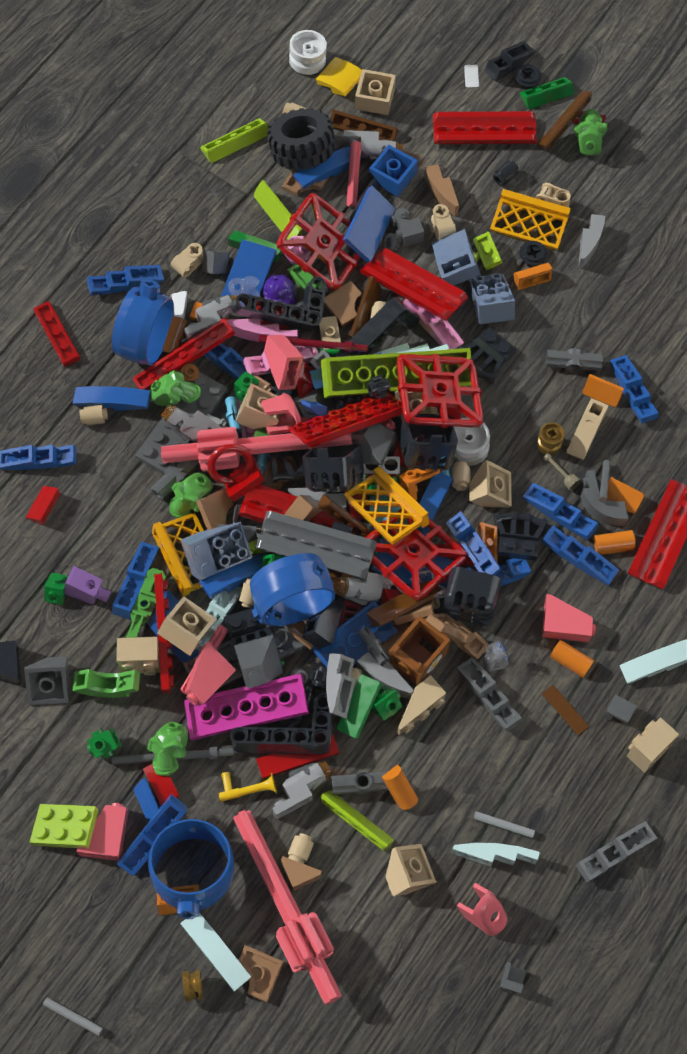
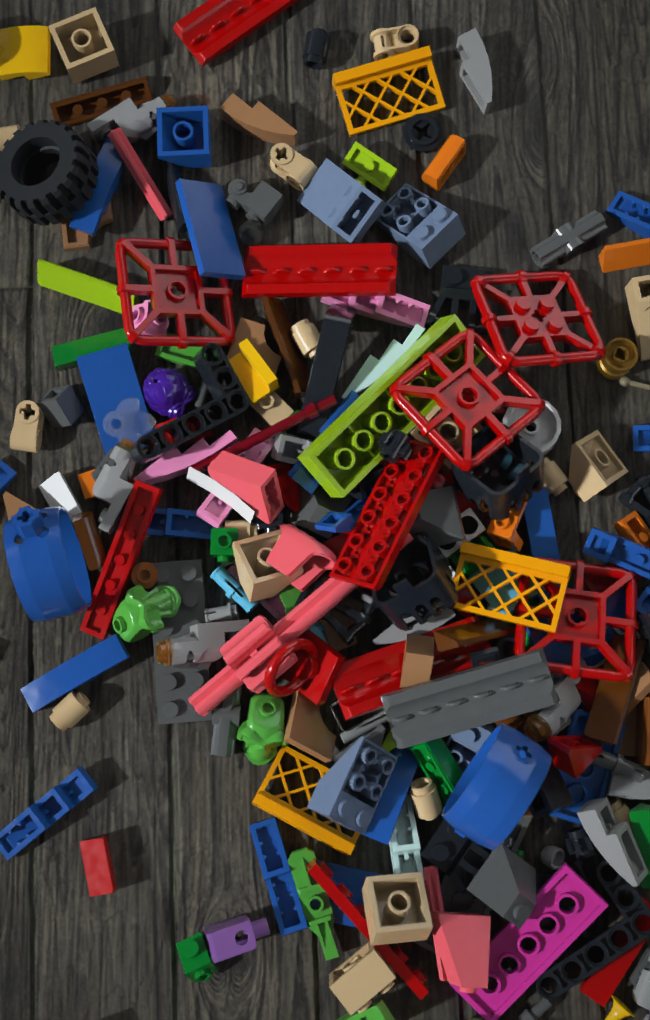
camera: 35 degrees left, 15 degrees up
(265, 355) = (221, 492): none -> white sticker
(333, 311) = (253, 372): none -> yellow panel
(350, 615) = (572, 753): none -> red slope
(527, 383) = (528, 329): none -> red plate

